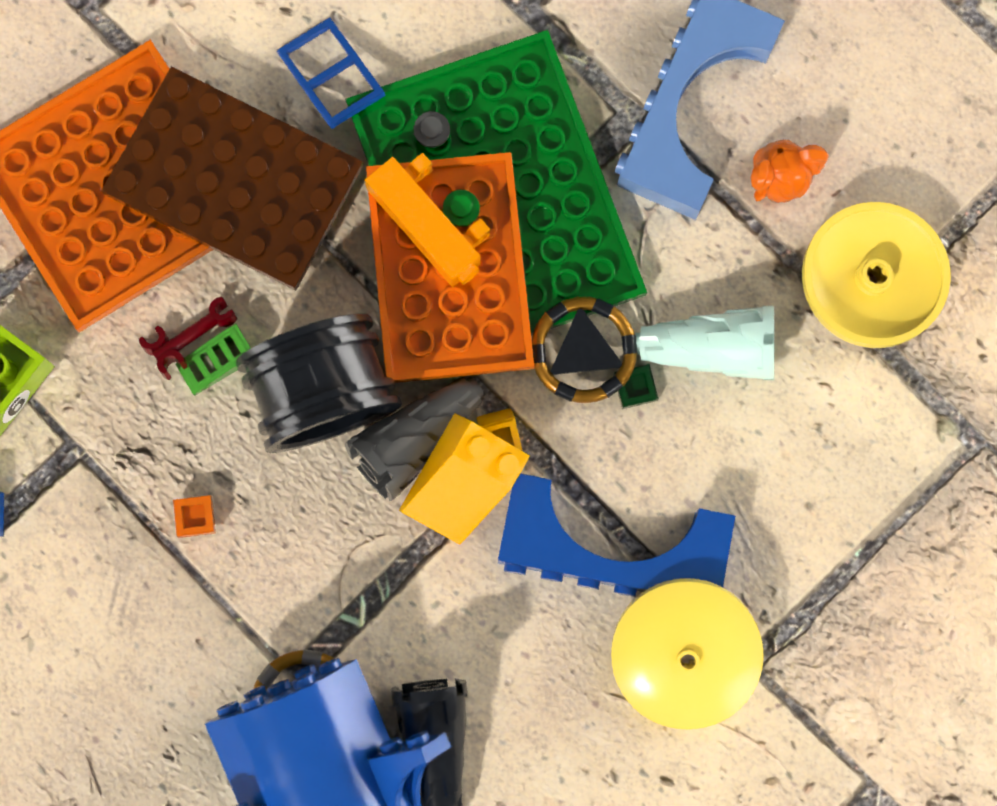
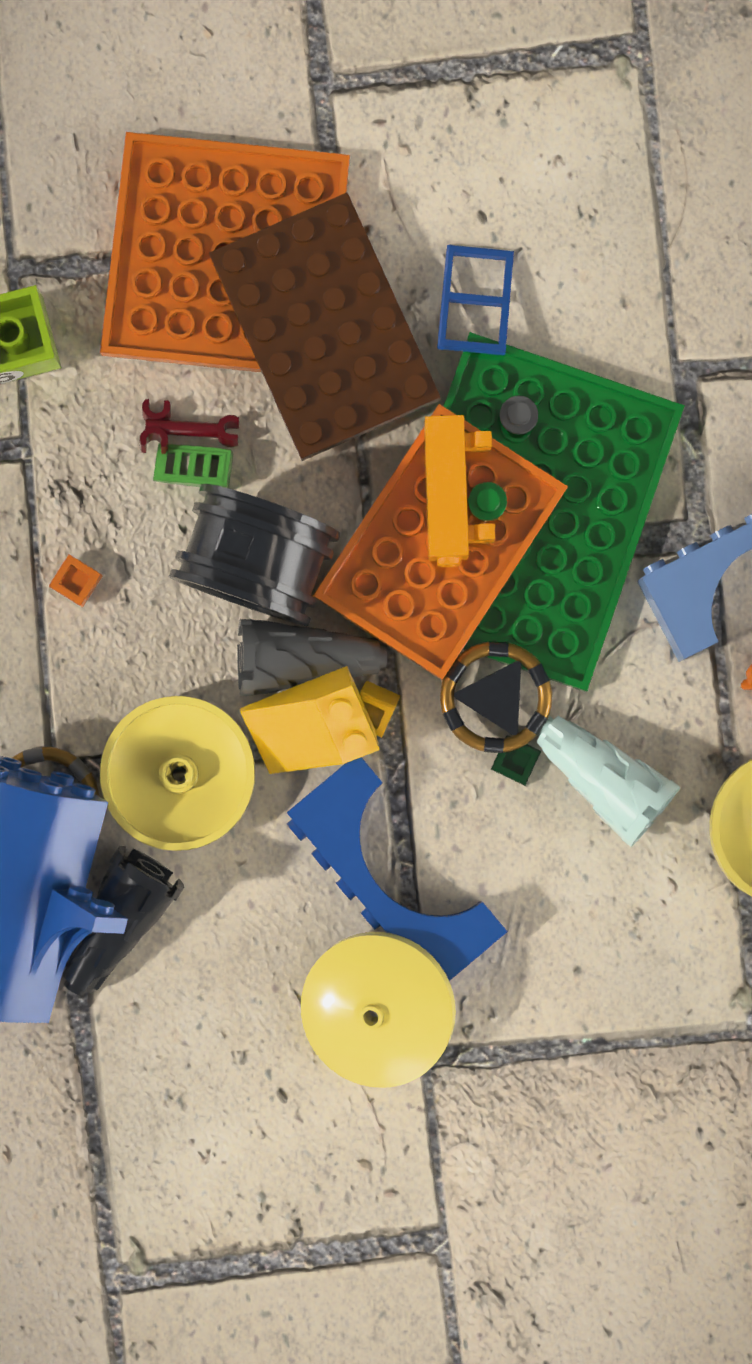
camera: 40 degrees right, 5 degrees up
(382, 562) = (141, 764): none -> light yellow dish

